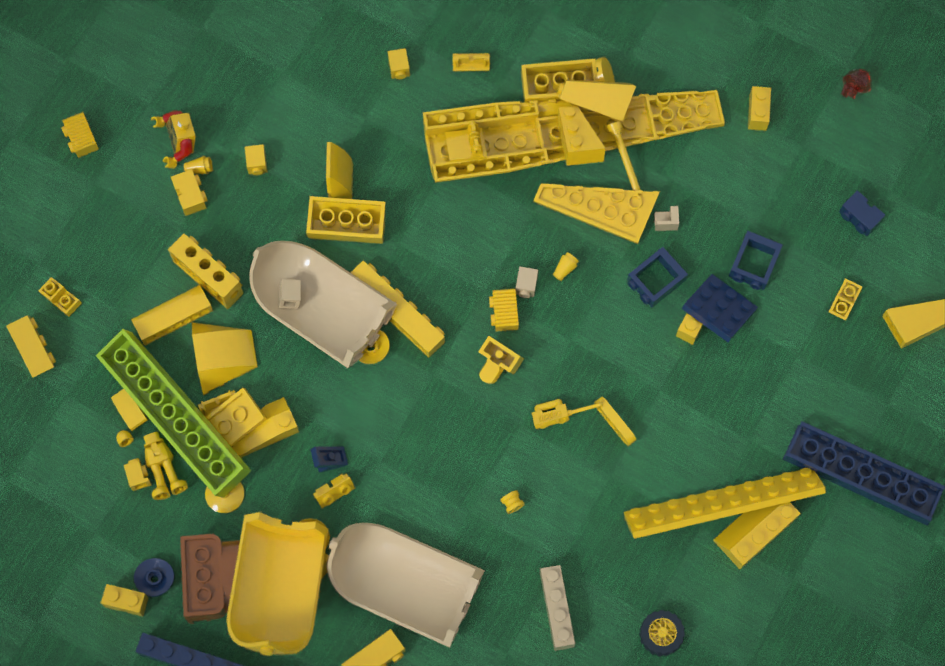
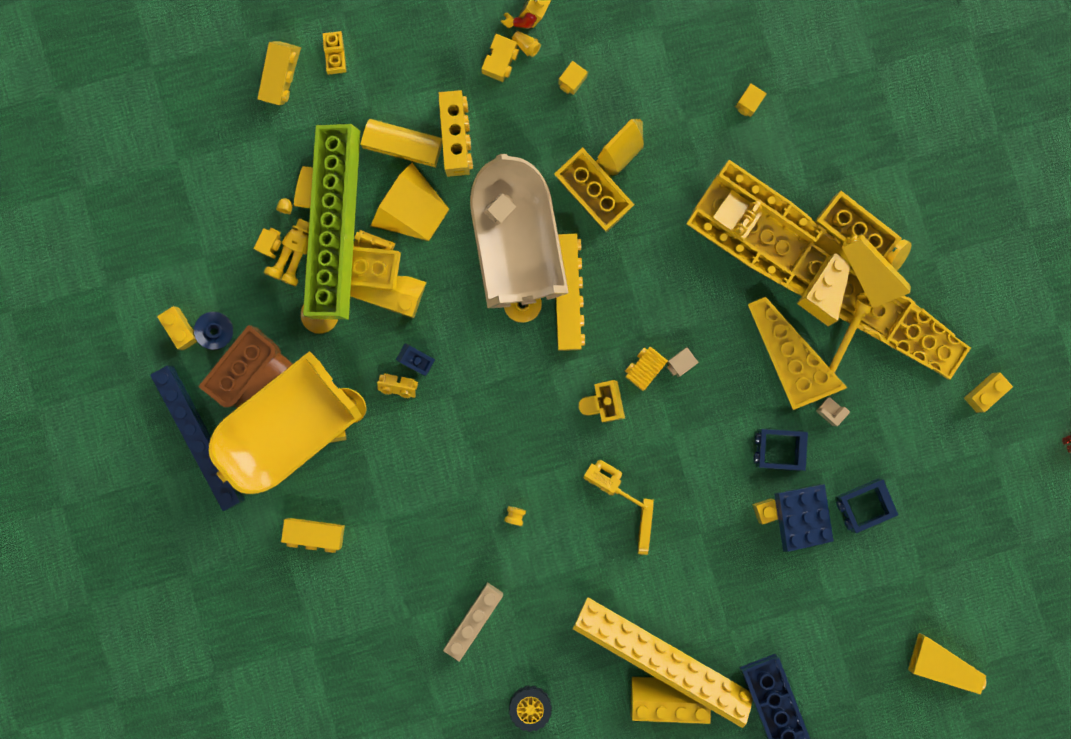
camera: 40 degrees right, 15 degrees up
(403, 580) = (383, 500): tan panel -> none
(471, 62) = (807, 149): yellow hinge -> none
(565, 266) = (722, 377): yellow cone -> none
(845, 299) = (904, 595): yellow slope -> none
(861, 214) = (981, 545): dark blue brick -> none

